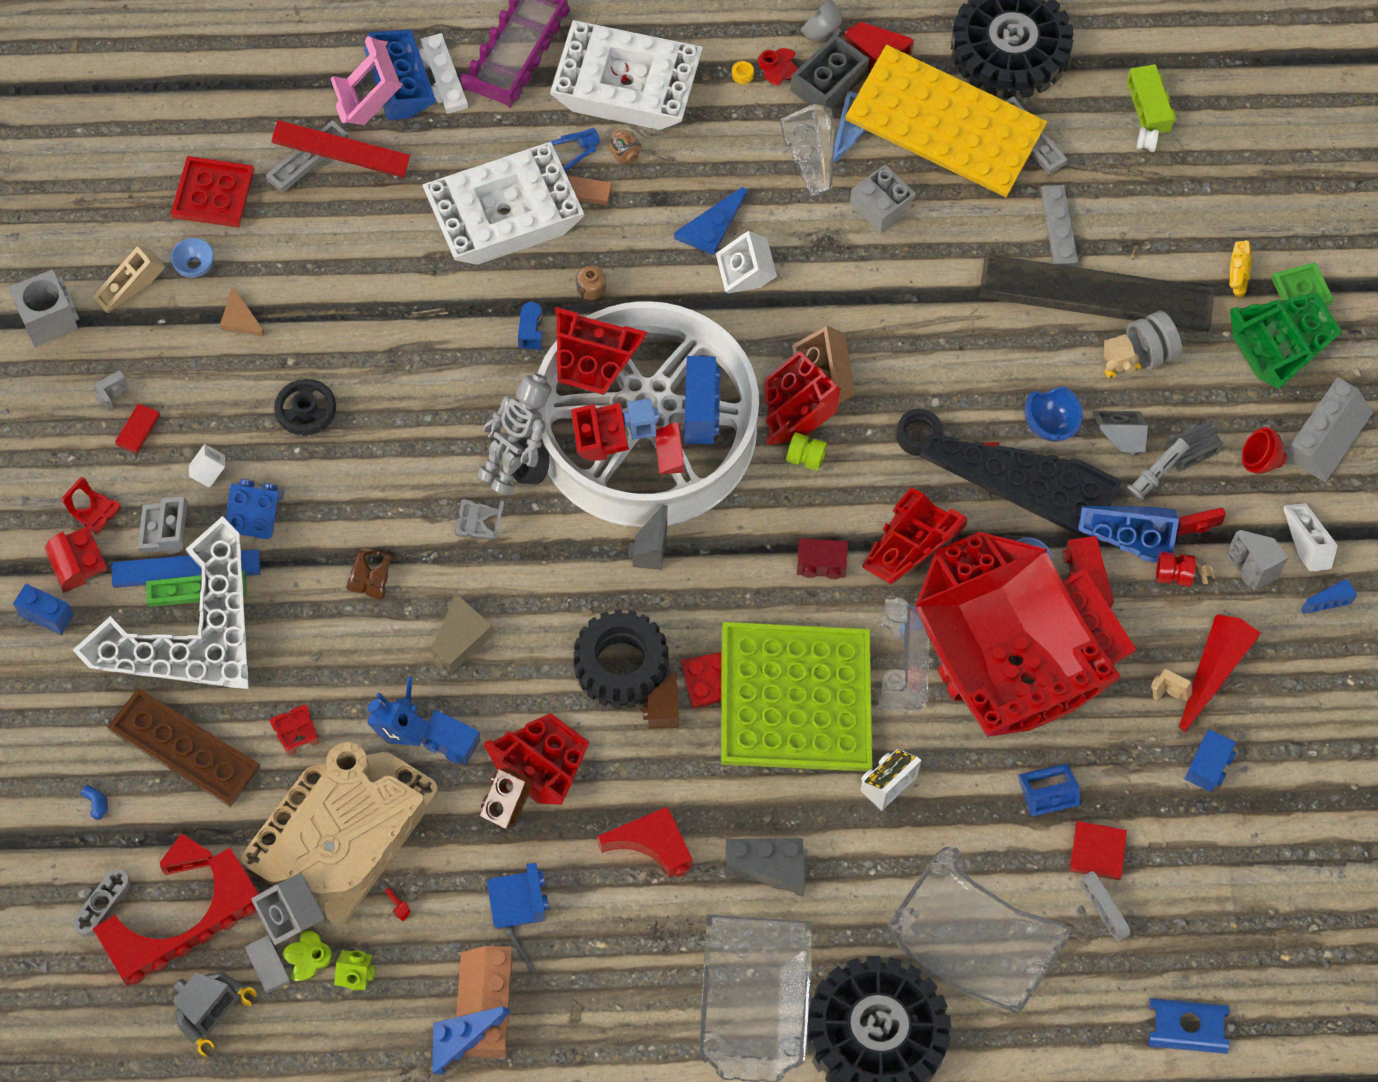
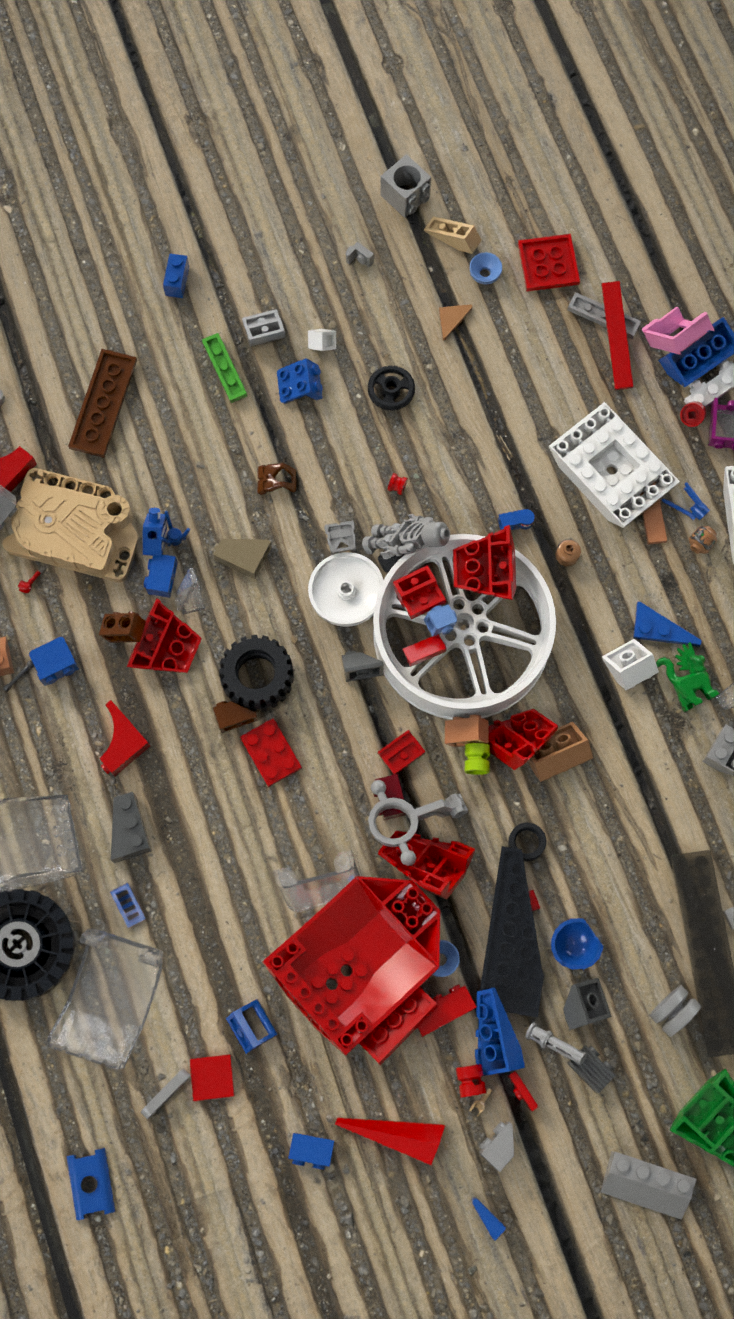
camera: 75 degrees right, 10 degrees up
(74, 558) = (222, 281): red brick -> none
(98, 801) = (48, 364): blue arm -> none
(100, 508) = (263, 284): red piece -> none
(137, 428) = (337, 284): red tile -> none
(139, 571) = (239, 356): blue tile -> none
(184, 856) = (25, 431): red slope -> none
(210, 657) = (173, 392): white wedge -> none
(294, 724) = (141, 467): red piece -> none
(433, 437) = (397, 484): none -> red wheel
(472, 103) = (693, 414): none -> red wheel
(488, 697) = (189, 594): none -> clear wedge
(549, 529) = (345, 589): none -> white dish
(702, 400) = (468, 658): blue brick -> none
(771, 450) = (466, 730): none -> nougat brick
(771, 531) = (401, 752): none -> red plate
(788, 205) = (689, 684): none -> green animal
(795, 697) = (267, 810): lime plate -> none
(845, 886) = (115, 892): none -> slope
(854, 493) = (453, 806): none -> light grey piece
(890, 777) = (220, 899): white slope -> none
(1120, 356) = (653, 987): tan piece -> none
(1172, 683) = (365, 1105): tan bracket -> none
(1263, 451) = (603, 1130): red piece -> none
(1311, 539) = (539, 1188): white slope -> none

